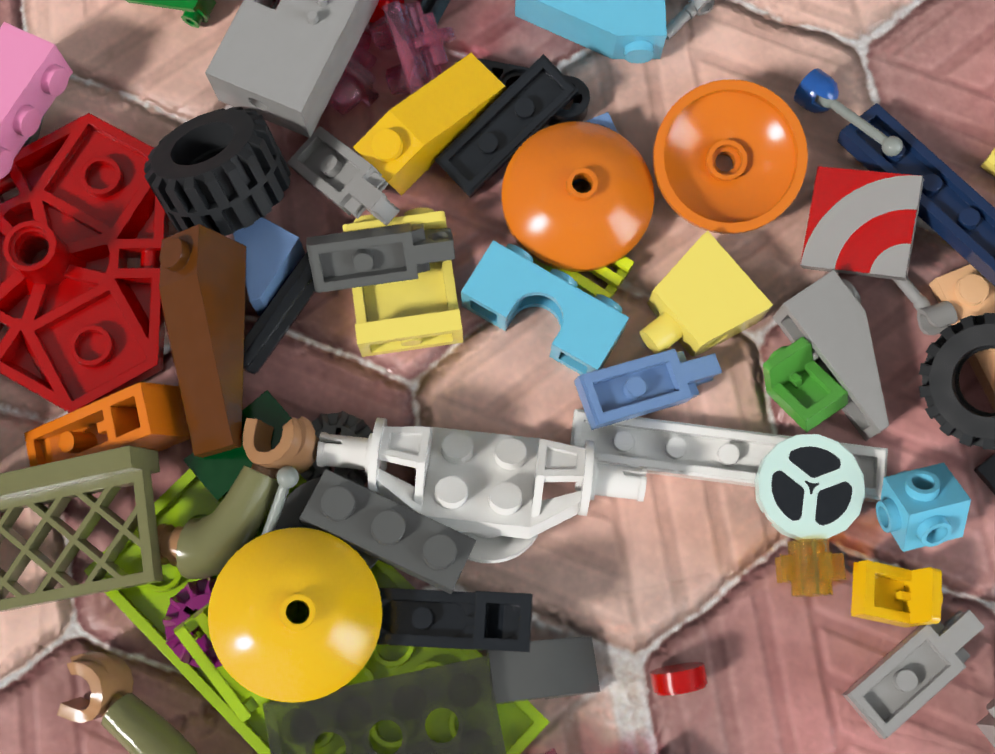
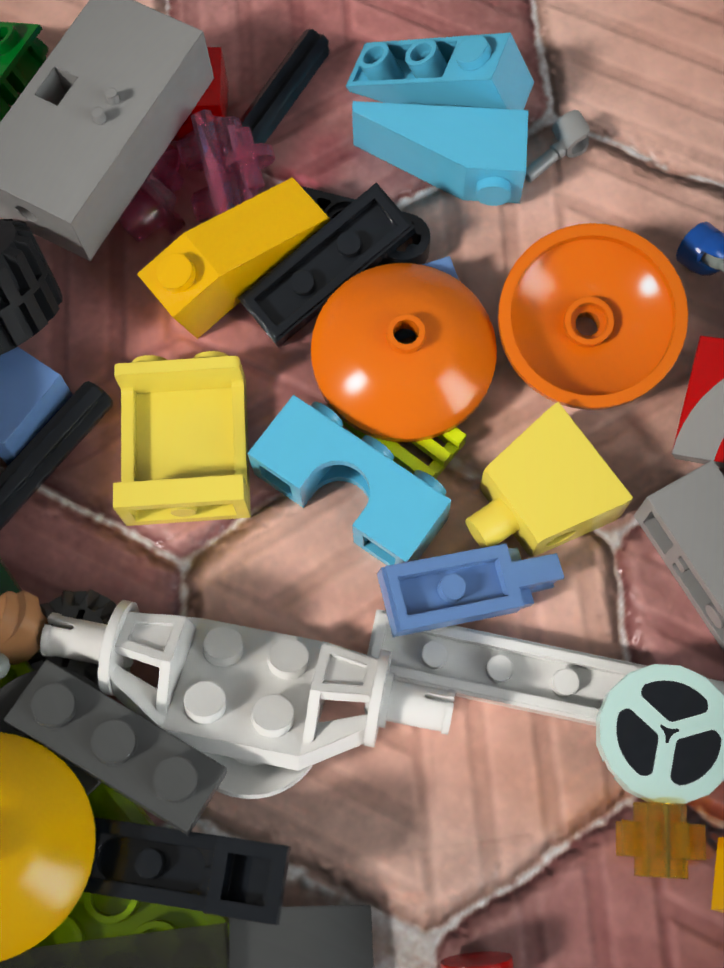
camera: 10 degrees right, 5 degrees down
(343, 176) = (124, 309): light grey hinge -> none
(376, 255) = (150, 403): dark grey hinge -> none
(802, 385) = (665, 602): bright green bracket -> none

